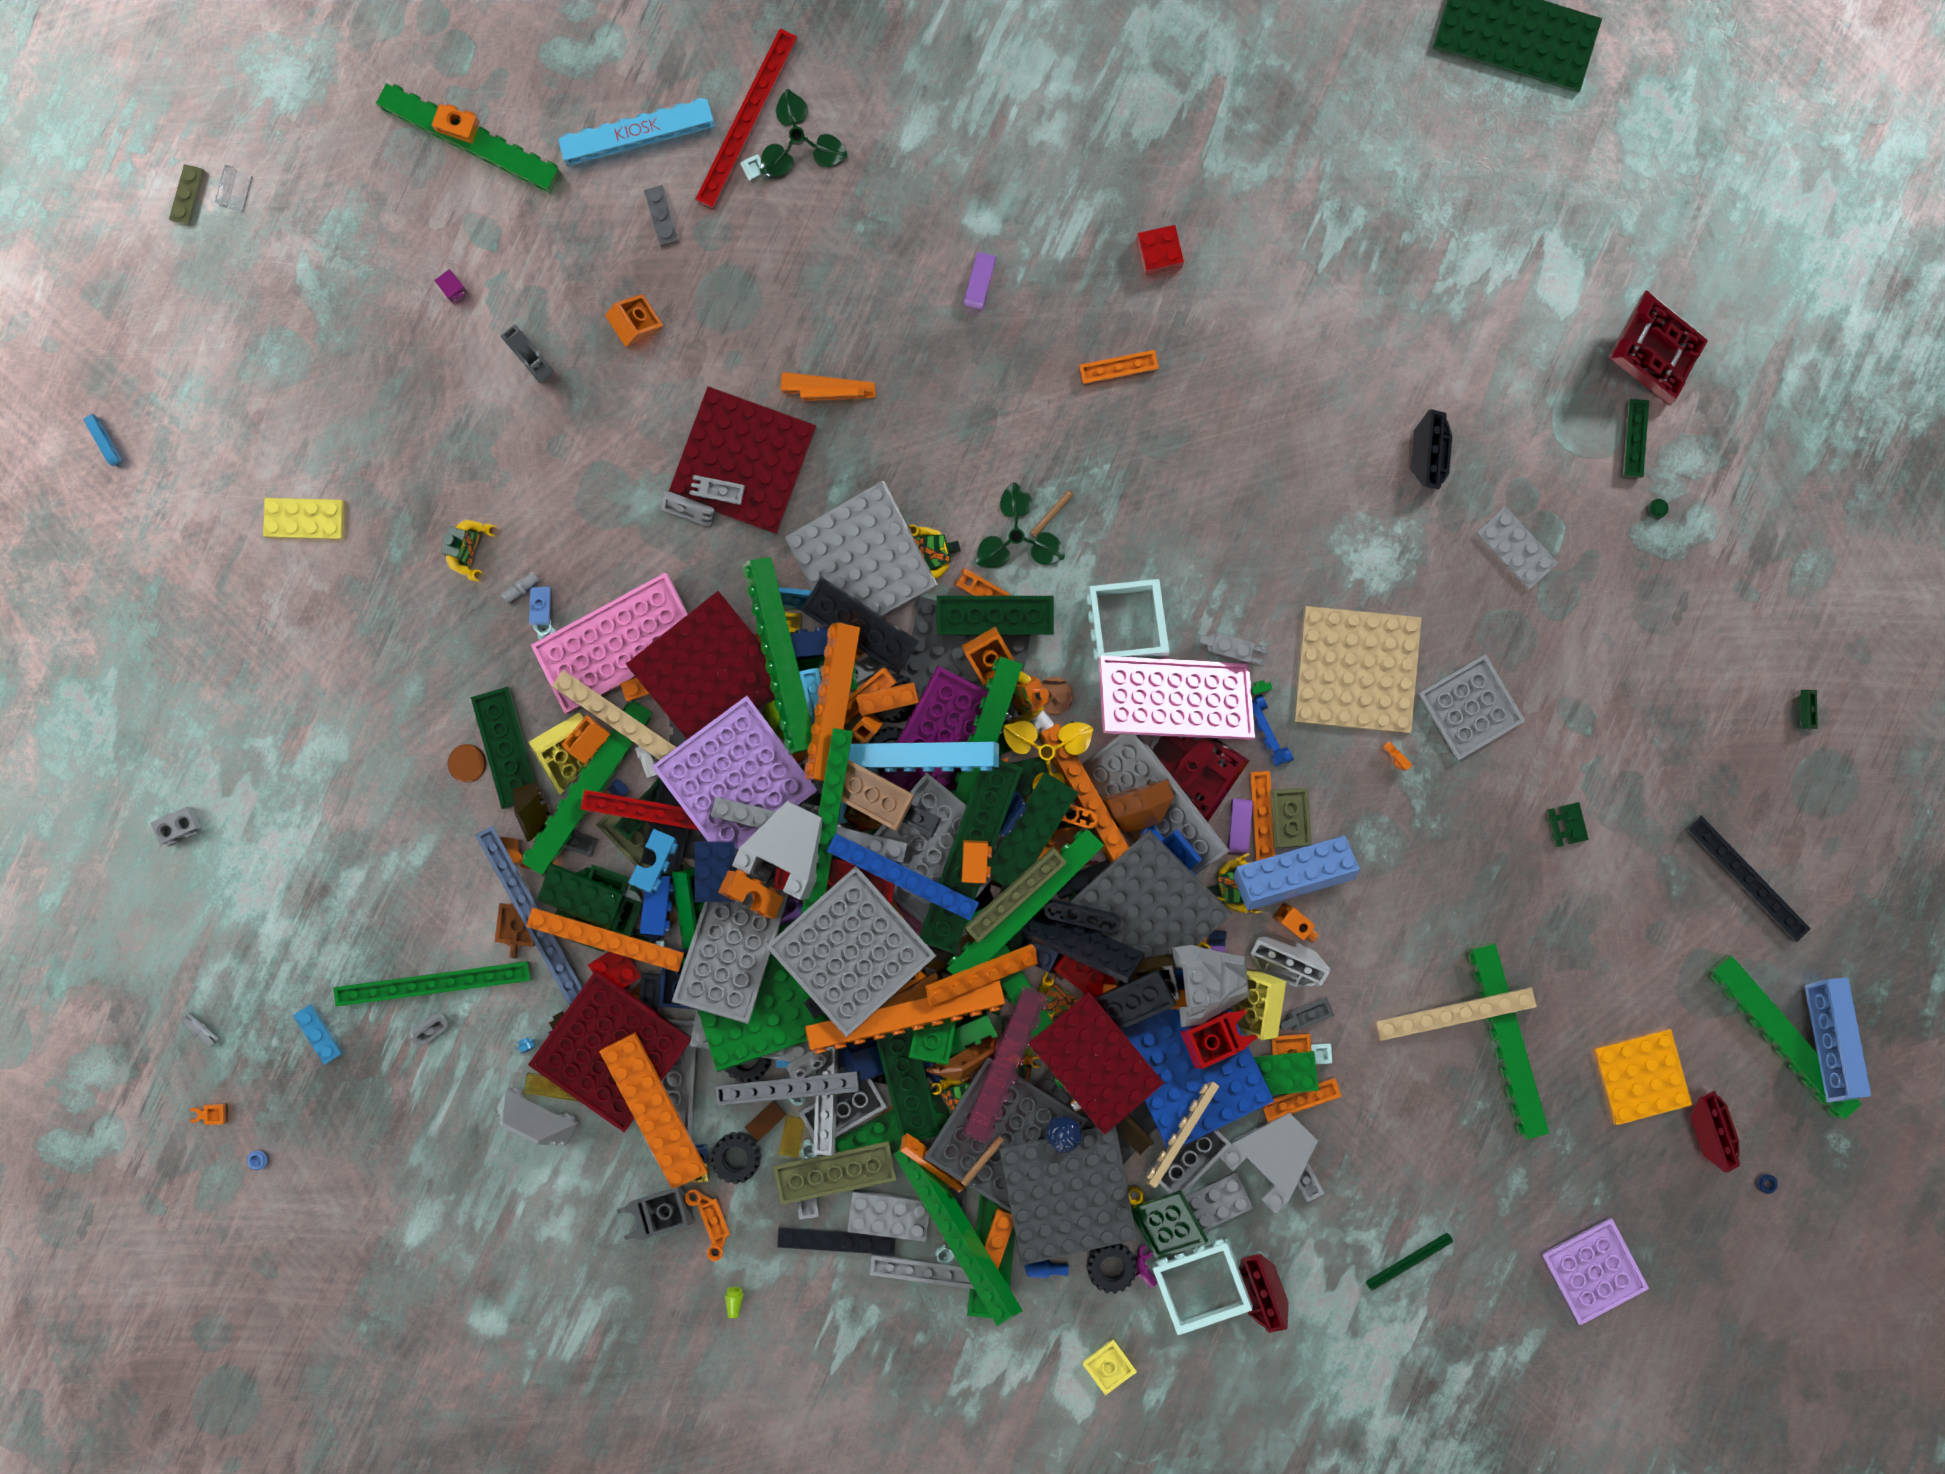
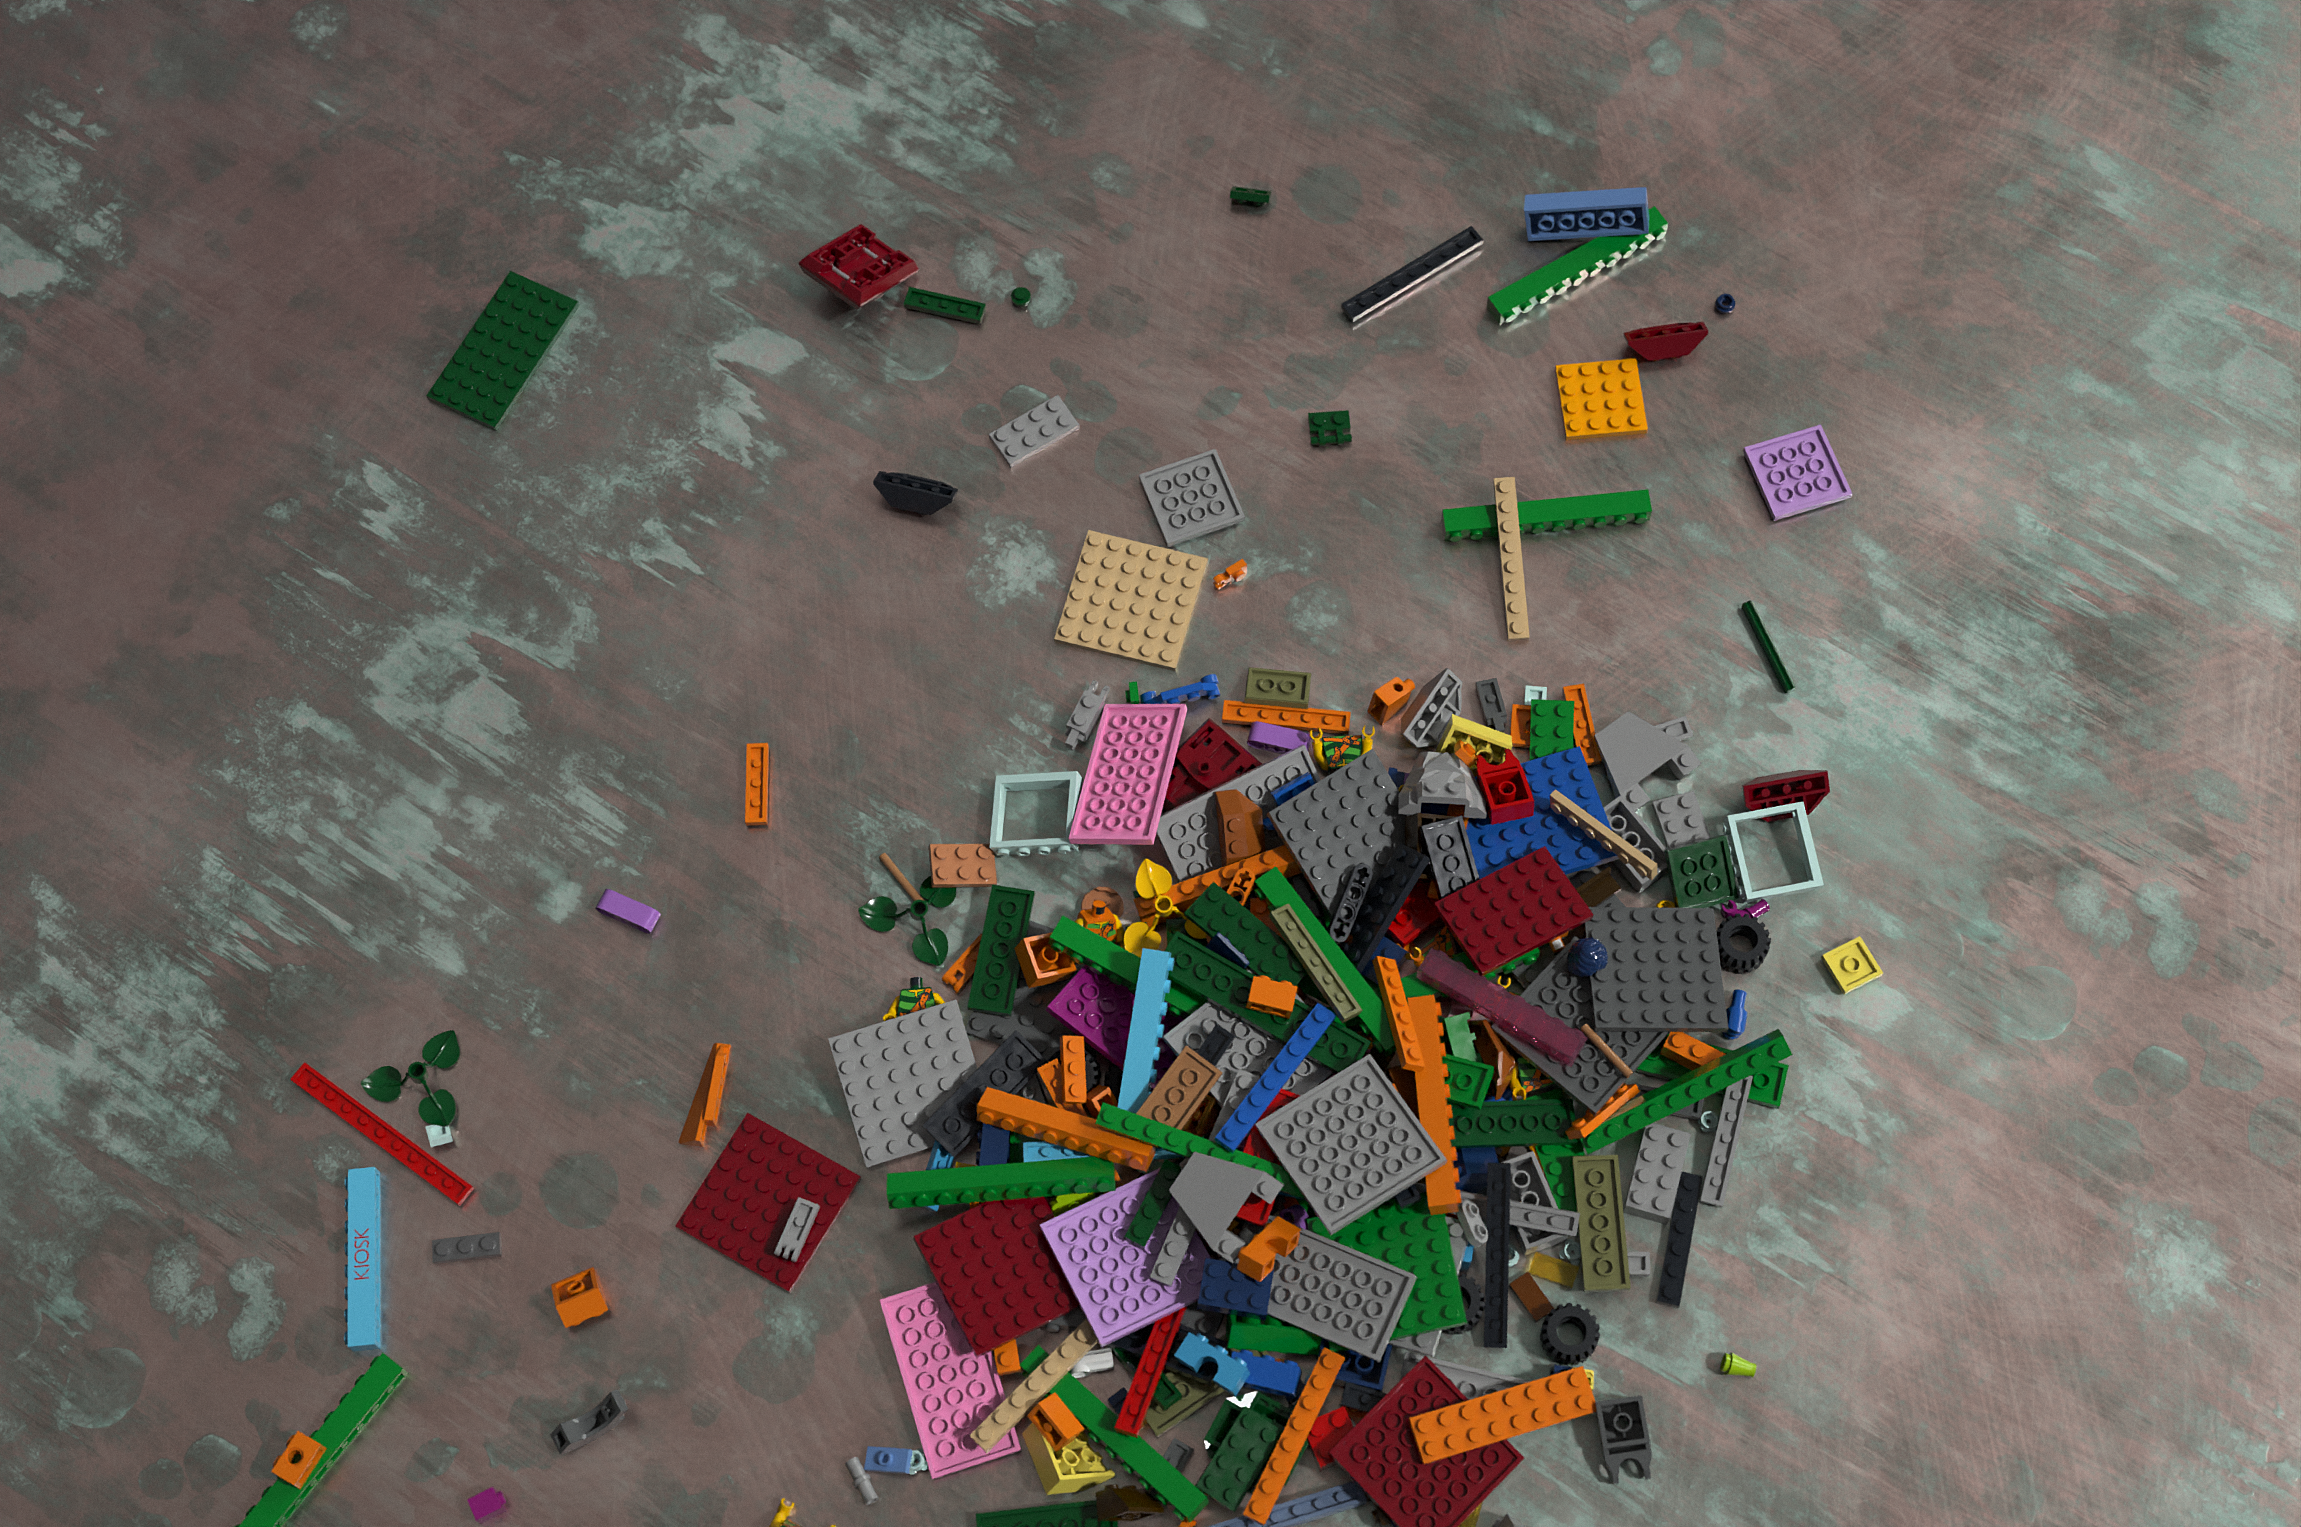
camera: 75 degrees left, 20 degrees down
(687, 508) = (810, 1270): light grey hinge -> none
(713, 1220) = (1640, 1374): orange plate -> none
(781, 789) = (1153, 1205): none -> dark green plate
(1070, 565) = (962, 865): none -> nougat plate
(1160, 250) = (641, 721): red brick -> none
(1247, 998) = (1465, 753): none -> orange plate
(1296, 873) = (1337, 686): medium blue brick -> none

